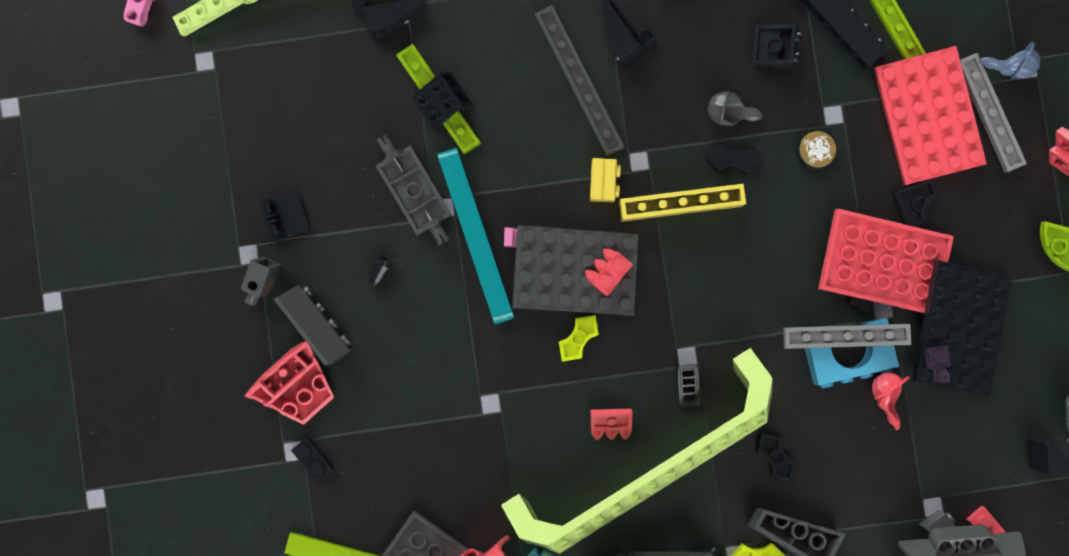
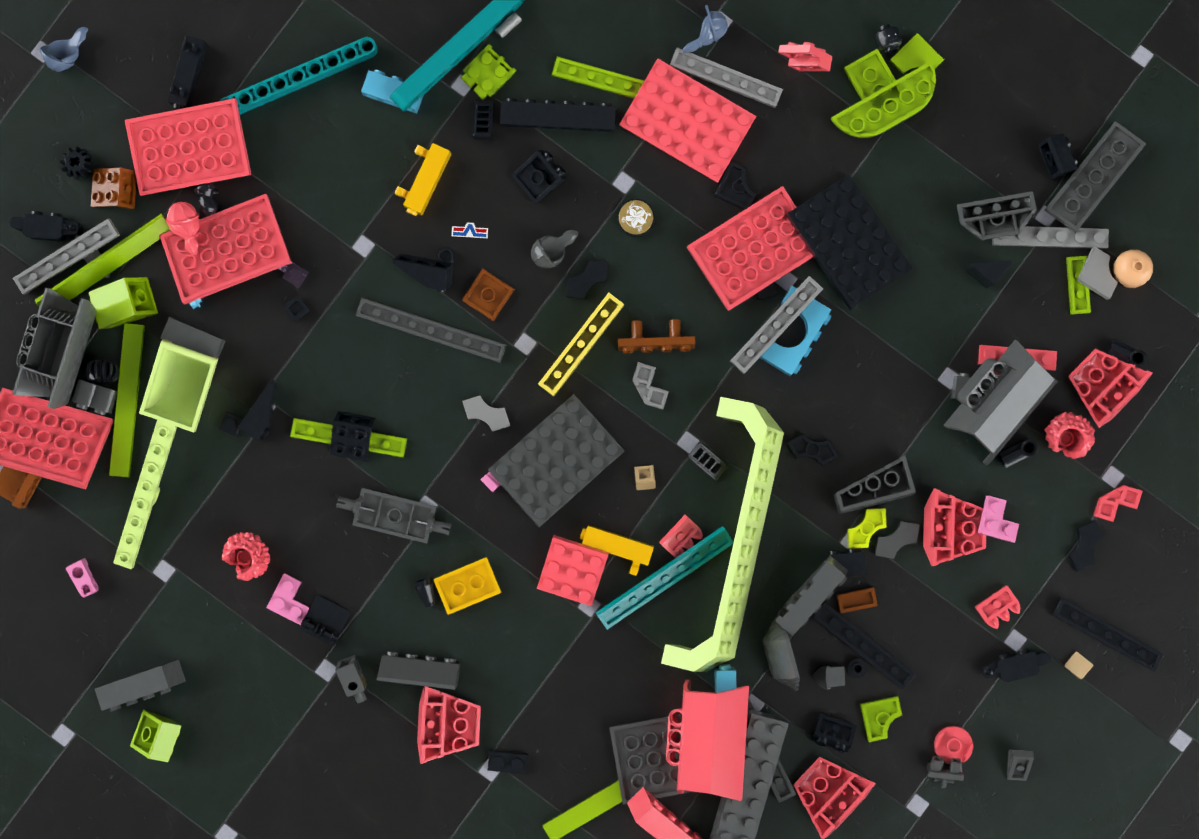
camera: 45 degrees left, 0 degrees up
(73, 176) = (155, 736): none -> lime slope
(99, 127) = (140, 685): none -> dark grey wedge
(267, 173) = (284, 602): none -> bright pink plate
(276, 108) = (247, 554): none -> coral hair
(414, 297) = (467, 585): none -> yellow plate
(475, 236) = (466, 504): teal beam -> none
(505, 365) = (572, 570): none -> coral plate
(555, 174) = (478, 409): none -> light grey tile
(557, 380) = (618, 545): none -> yellow brick
(568, 441) = (664, 577): none -> teal plate
(584, 329) = (602, 492): neon yellow tile -> none
(603, 180) = (514, 381): light yellow brick -> none
(609, 272) = (579, 438): coral plate -> none
(628, 350) = (645, 477): none -> tan slope
(648, 97) = (488, 295): none -> dark orange tile
(681, 36) = (470, 231): none -> sticker
(694, 292) = (650, 395): none -> light grey tile
(743, 264) = (664, 344): none -> dark orange plate
(886, 391) = (840, 332): coral piece -> none
(937, 359) = (850, 281): clear purple plate -> none

